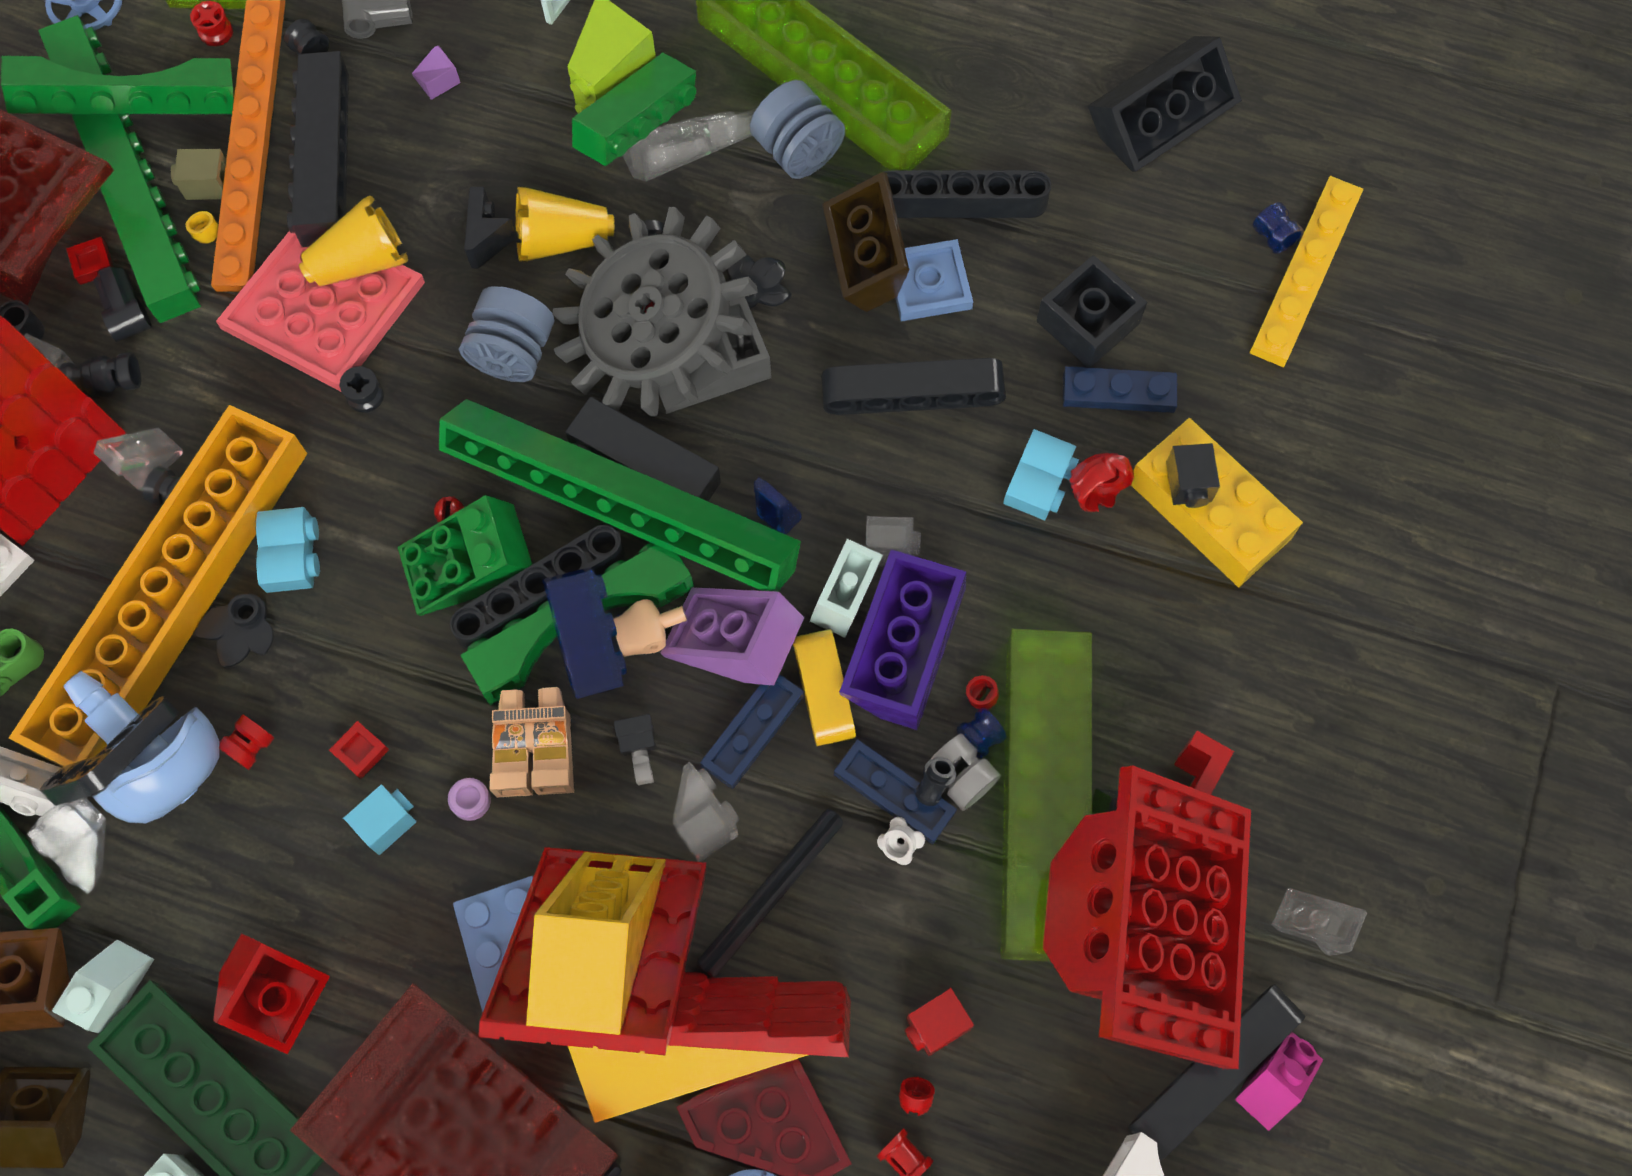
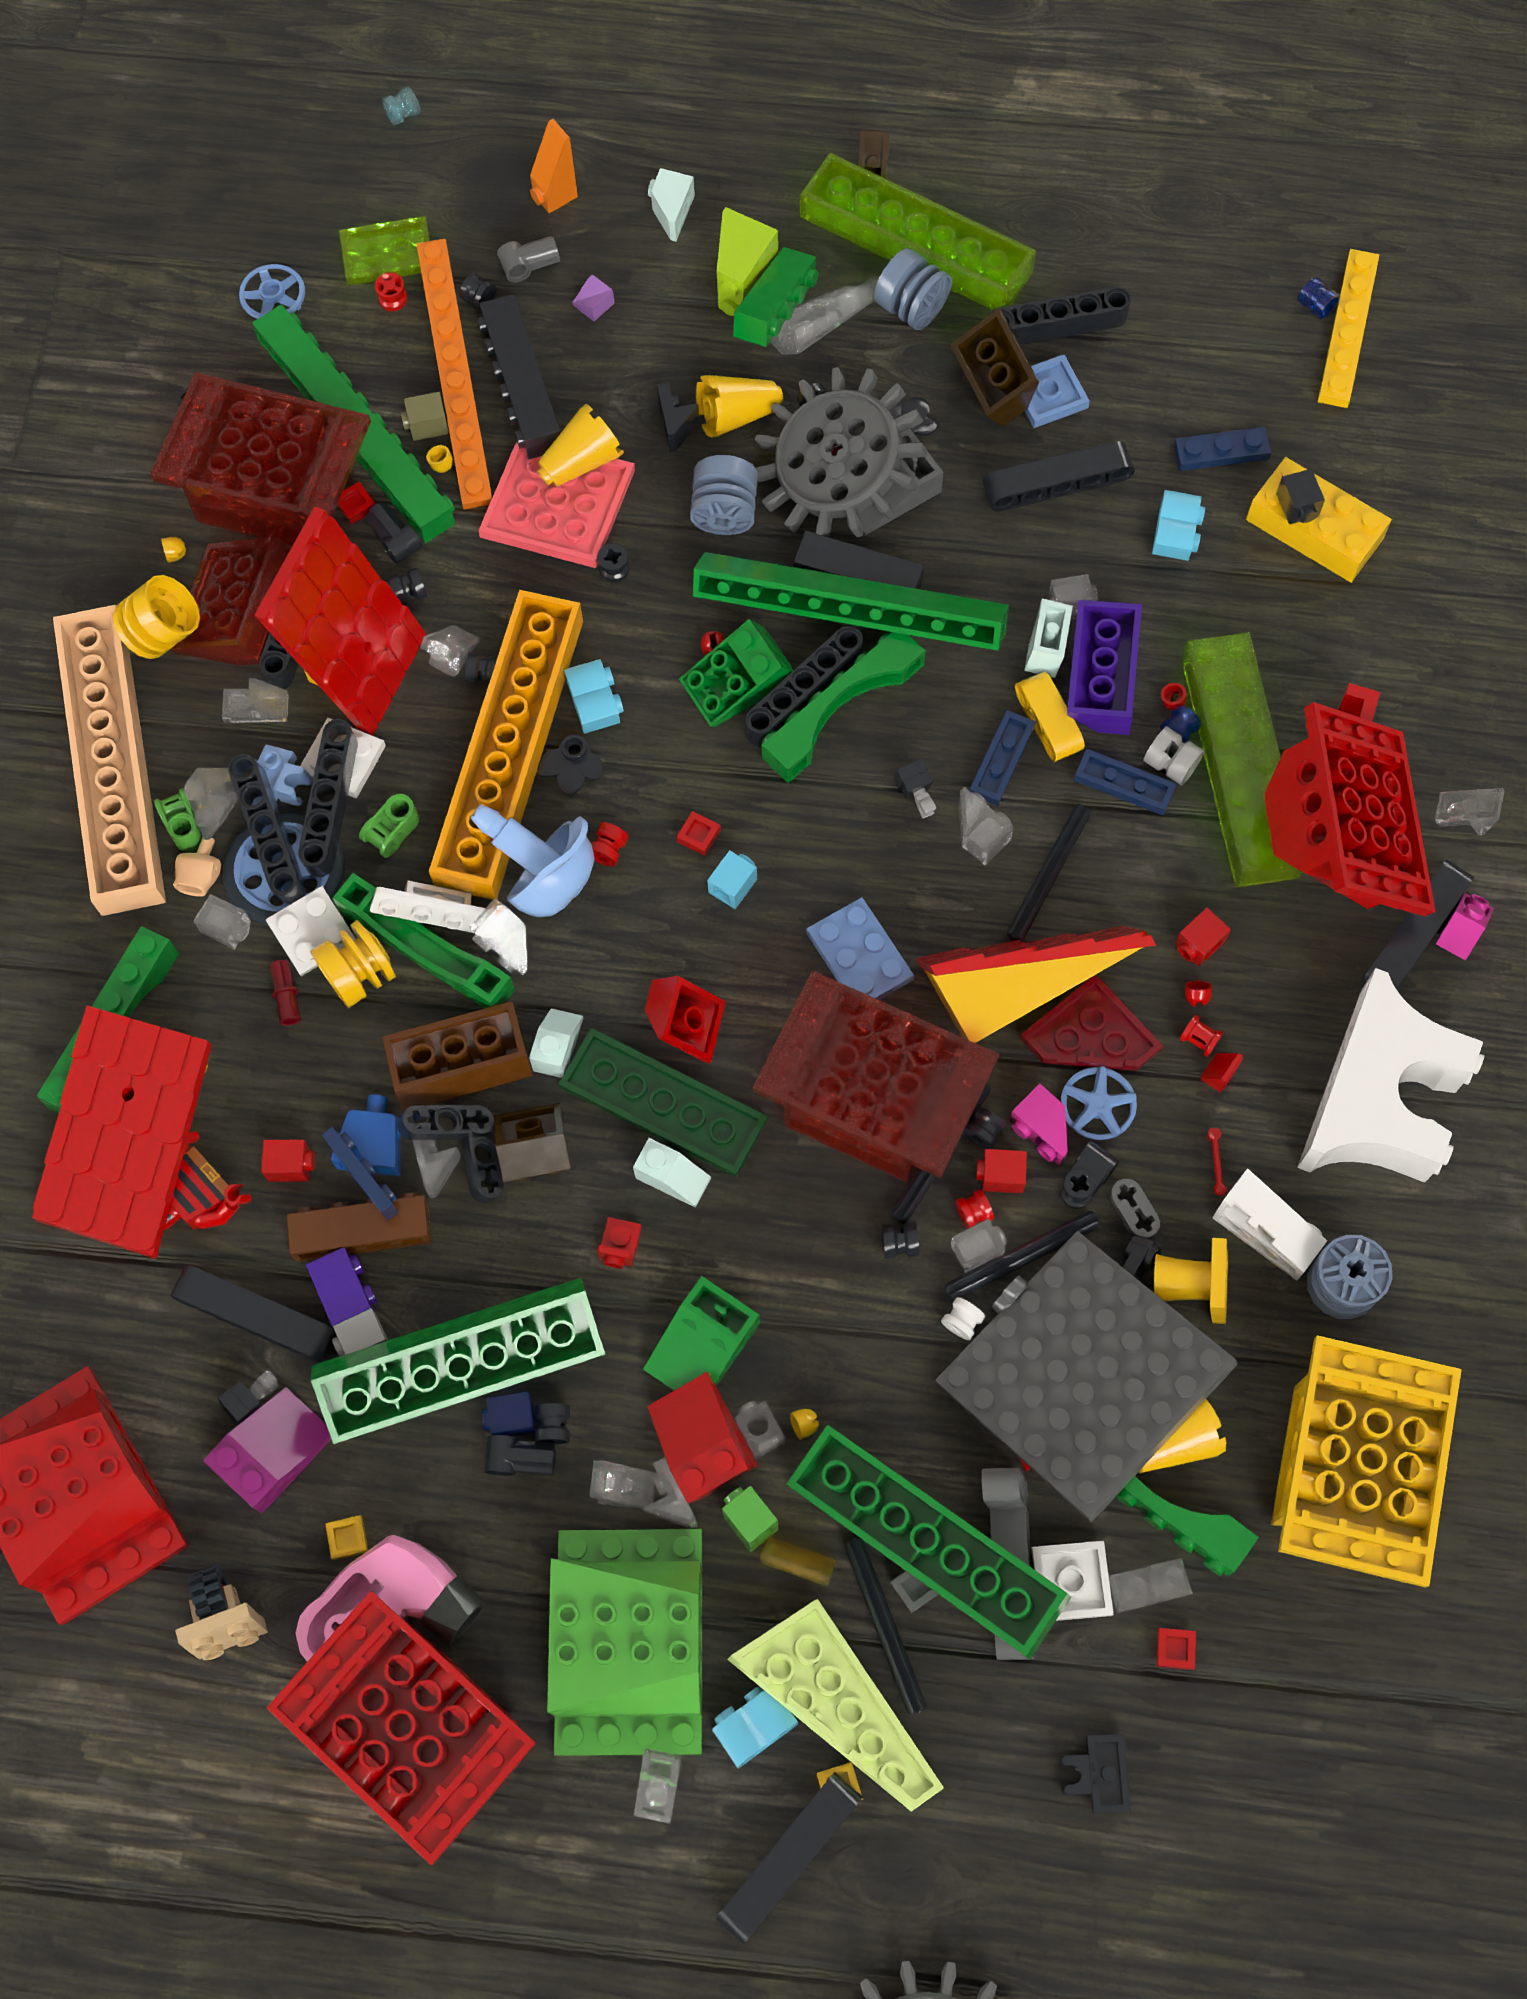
camera: 10 degrees left, 0 degrees up
(45, 87) = (288, 366): green arch -> none
(95, 773) = (525, 869): black beam -> none
(469, 799) = (794, 853): lavender tile -> none
(530, 731) = (832, 792): light nougat hips -> none
(585, 632) = (855, 707): clear blue brick -> none
(597, 952) = (944, 920): piece -> none
(643, 627) = (895, 700): light nougat piece -> none
(735, 633) = (970, 688): medium lavender slope -> none
(775, 508) = (976, 584): clear blue slope -> none
(893, 849) = (1139, 825): white plate -> none
(937, 776) = (1159, 756): black pin -> none
(1091, 311) = (1186, 390): black brick -> none
(1100, 479) = (1225, 519): red hair -> none
(1166, 101) = (1204, 212): black slope -> none

